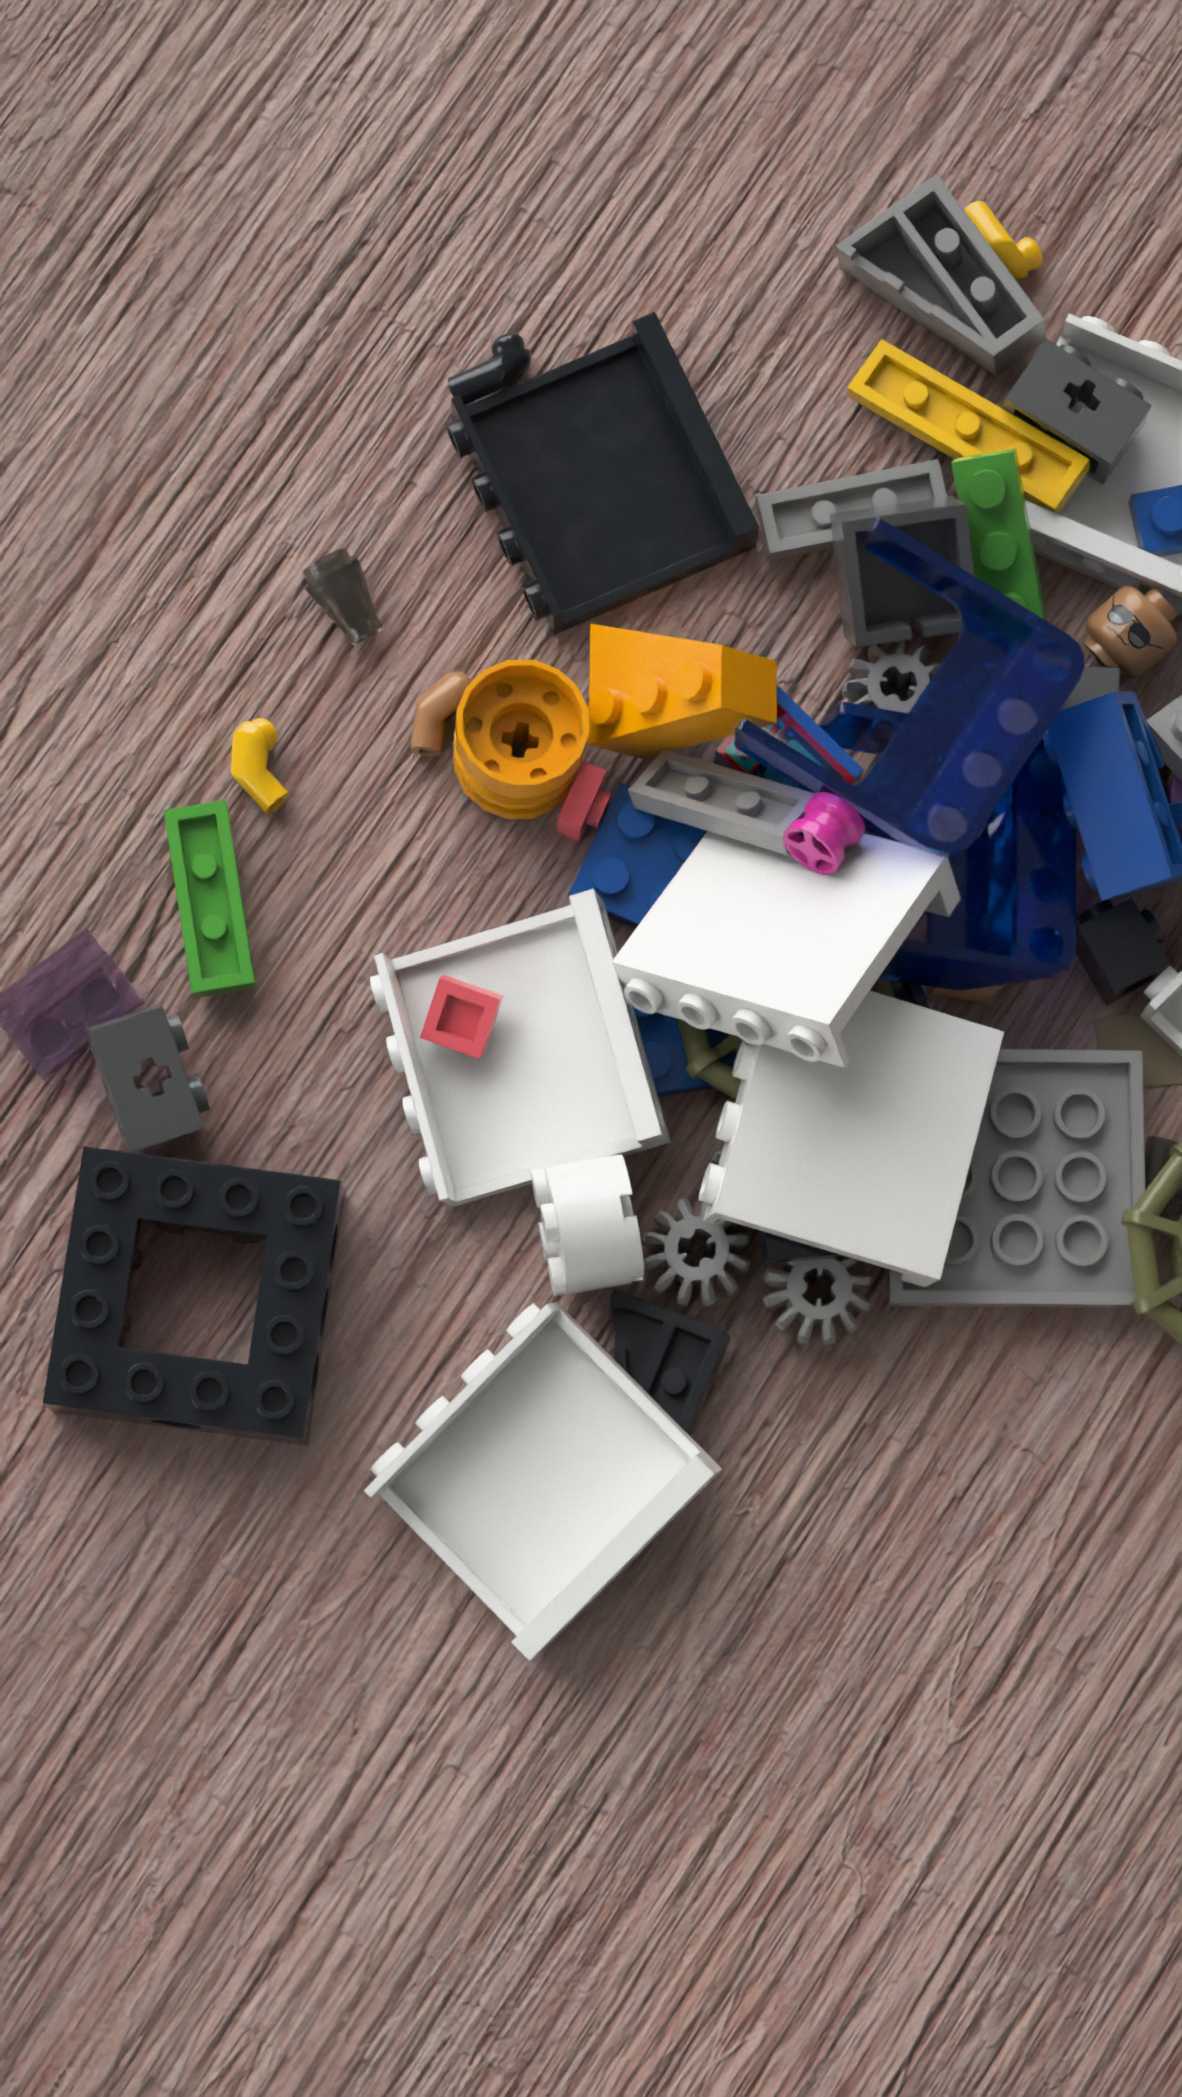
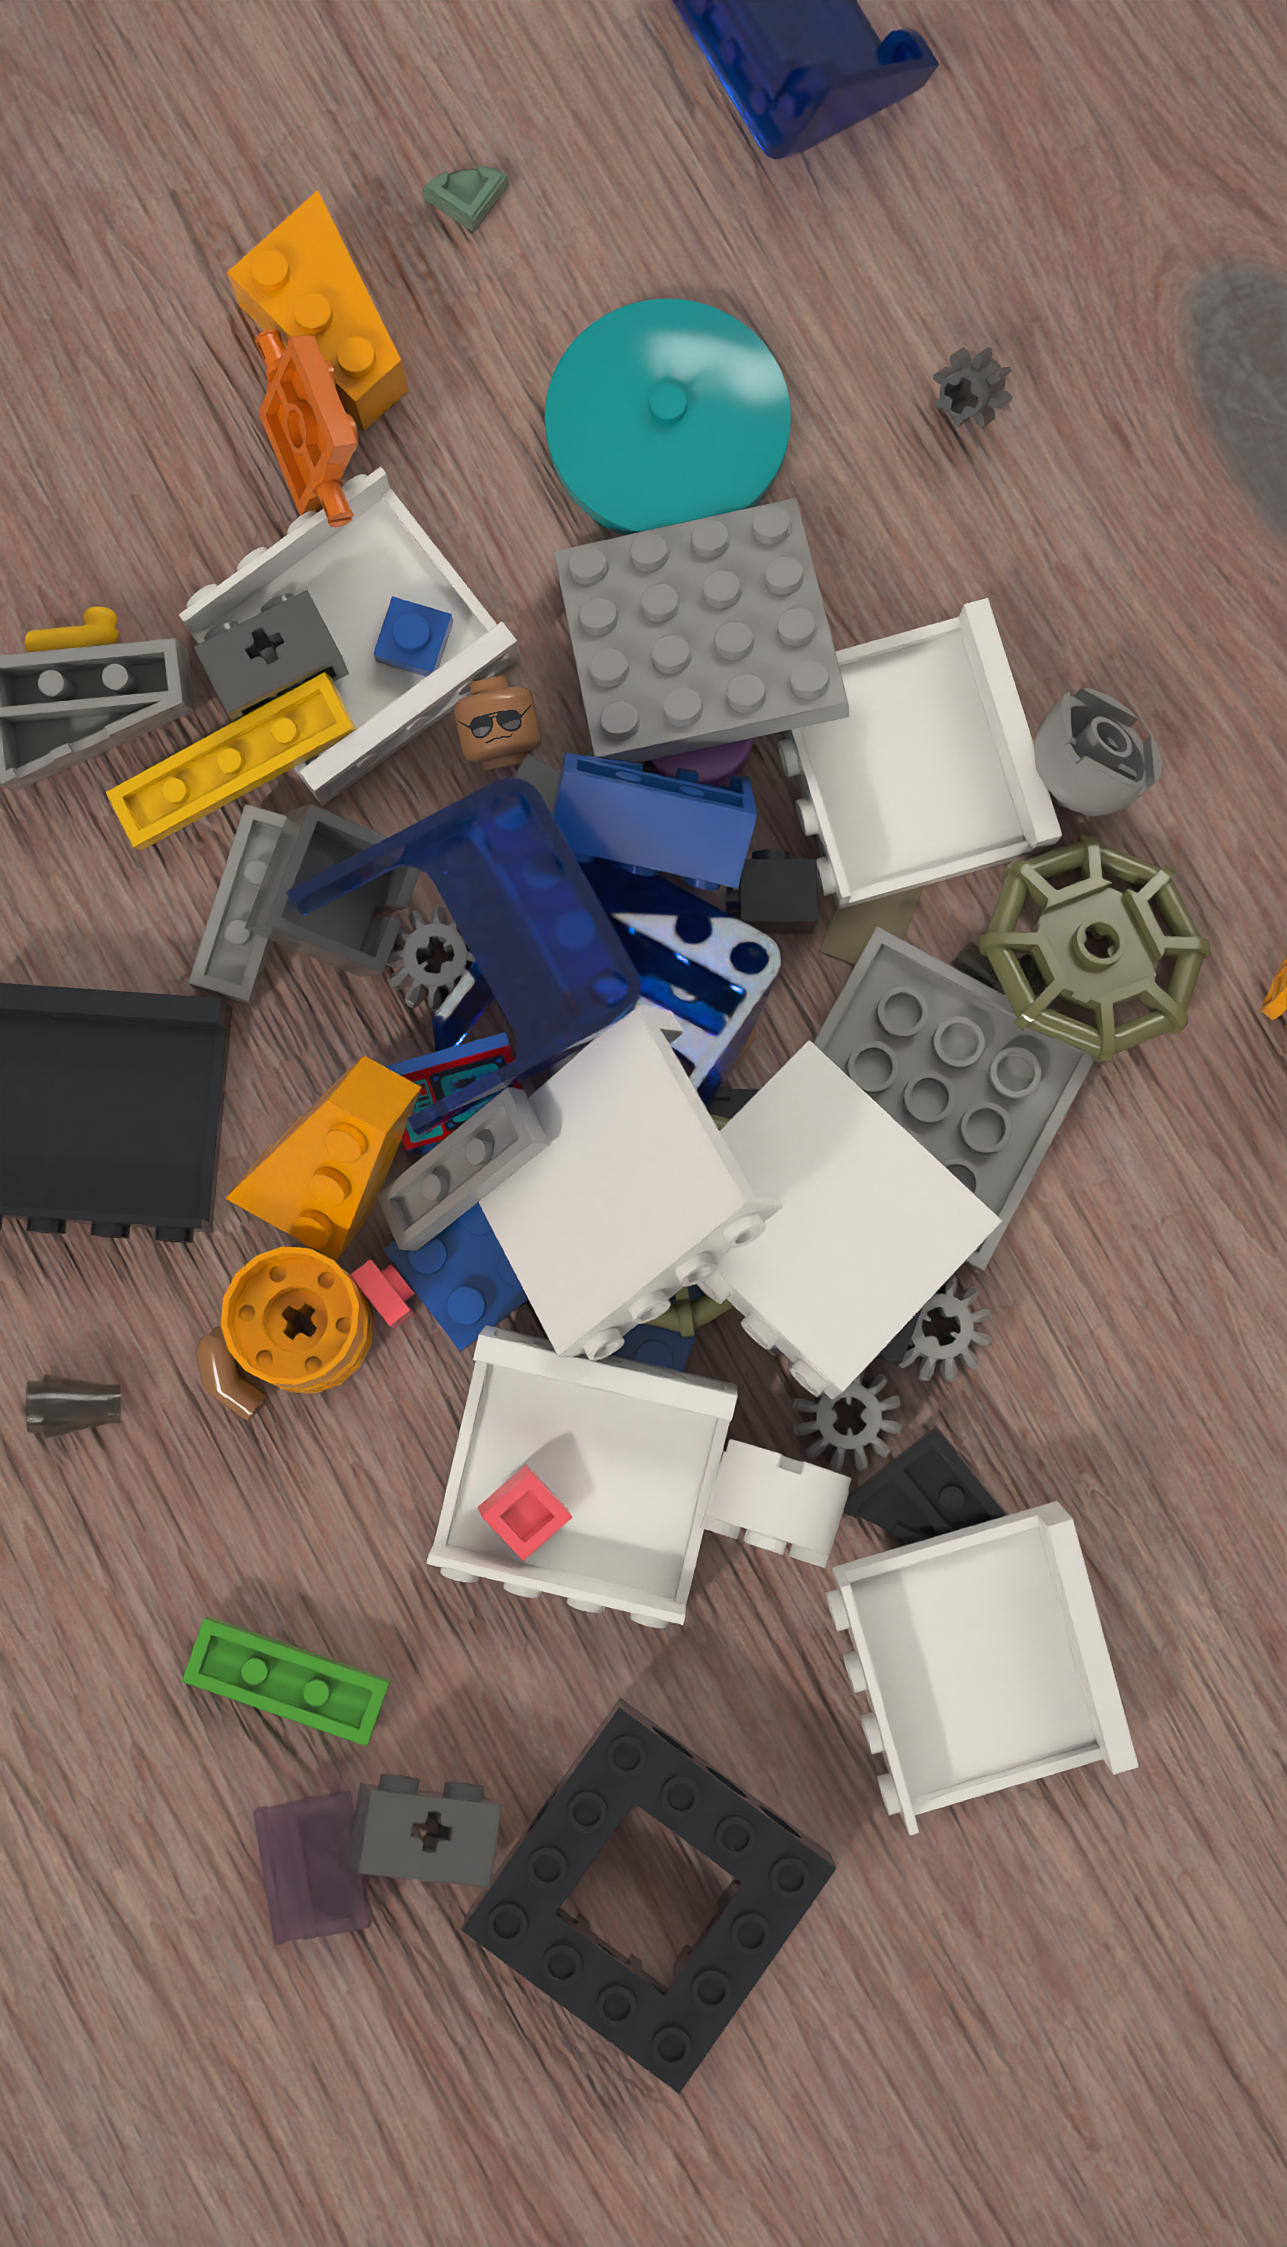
camera: 60 degrees left, 5 degrees up
(249, 764) = (179, 1575): yellow arm -> none
(824, 833) = (550, 1102): dark pink wheel -> none
(999, 526) = (348, 787): bright green plate -> none

